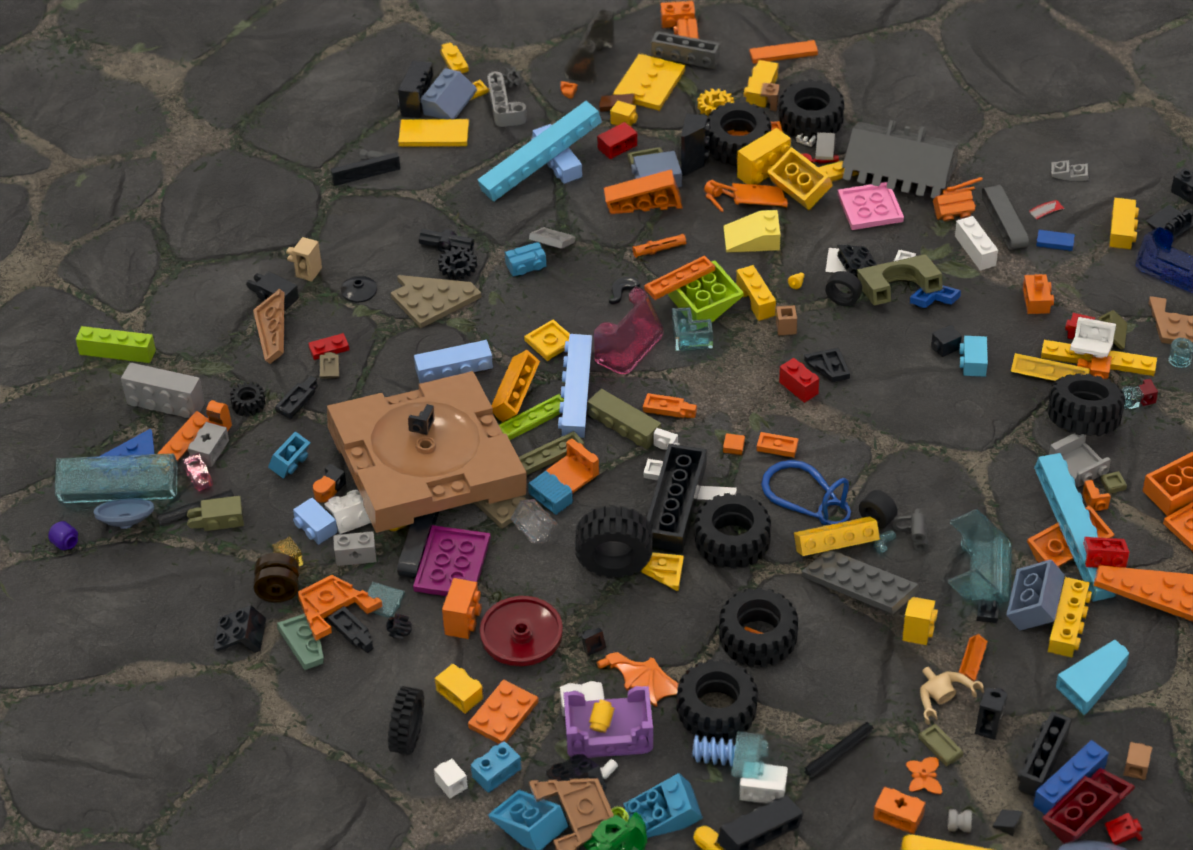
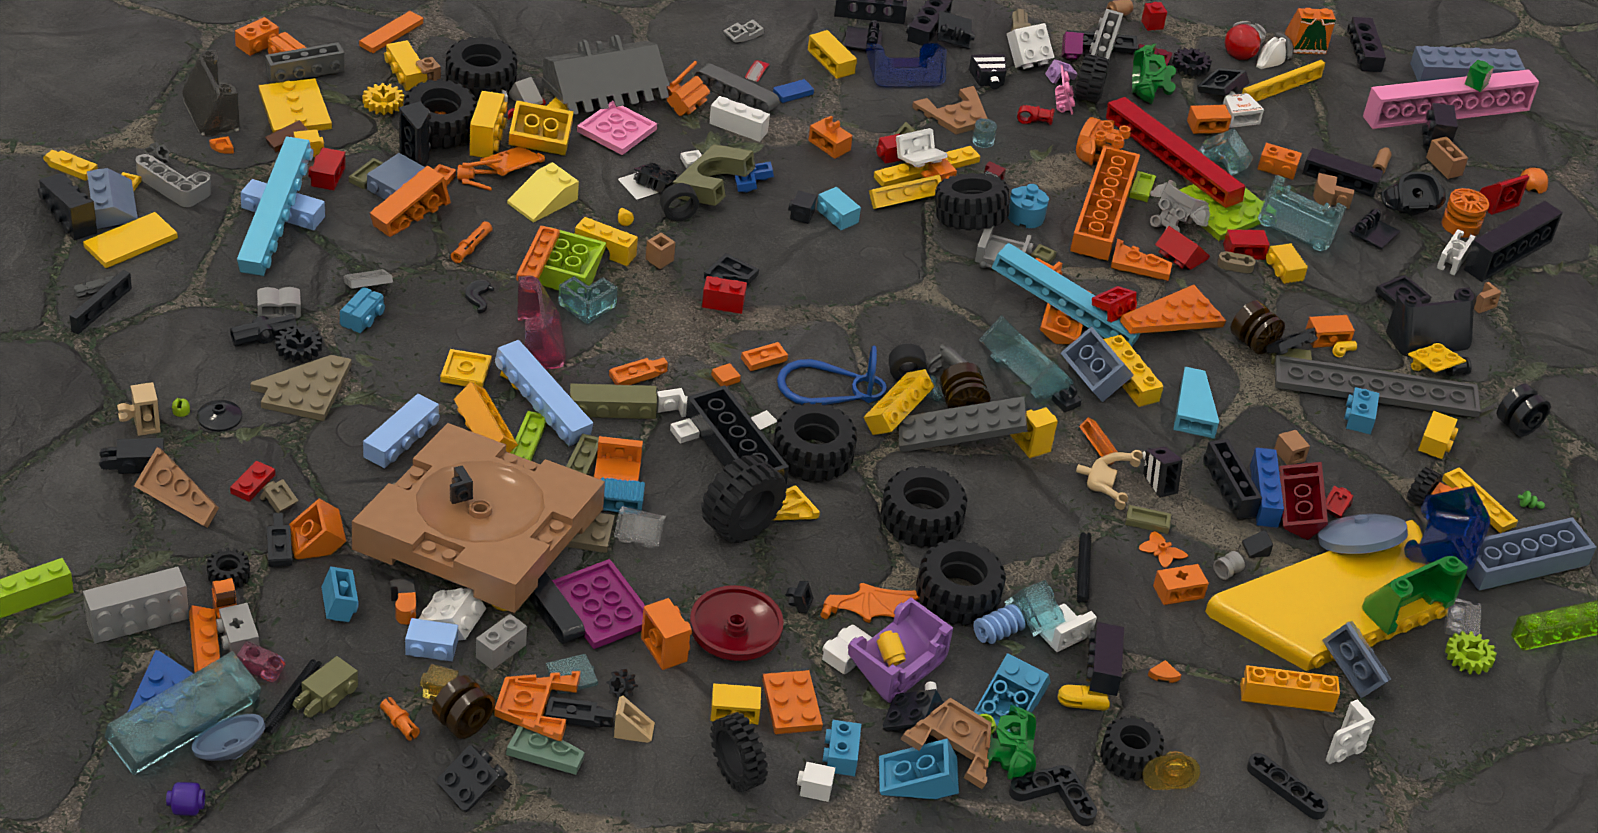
camera: 50 degrees left, 5 degrees down
(241, 562) = (399, 718): none -> orange pin
(330, 394) = (317, 531): none -> orange slope
(339, 270) = (184, 410): none -> lime hinge
(375, 656) = (632, 722): none -> tan slope
(476, 226) = (279, 302): none -> light grey brick
(696, 183) = (448, 173): none -> orange tile
(898, 553) = (963, 385): none -> dark brown wheel
(1142, 433) = (1028, 206): none -> dark azure brick

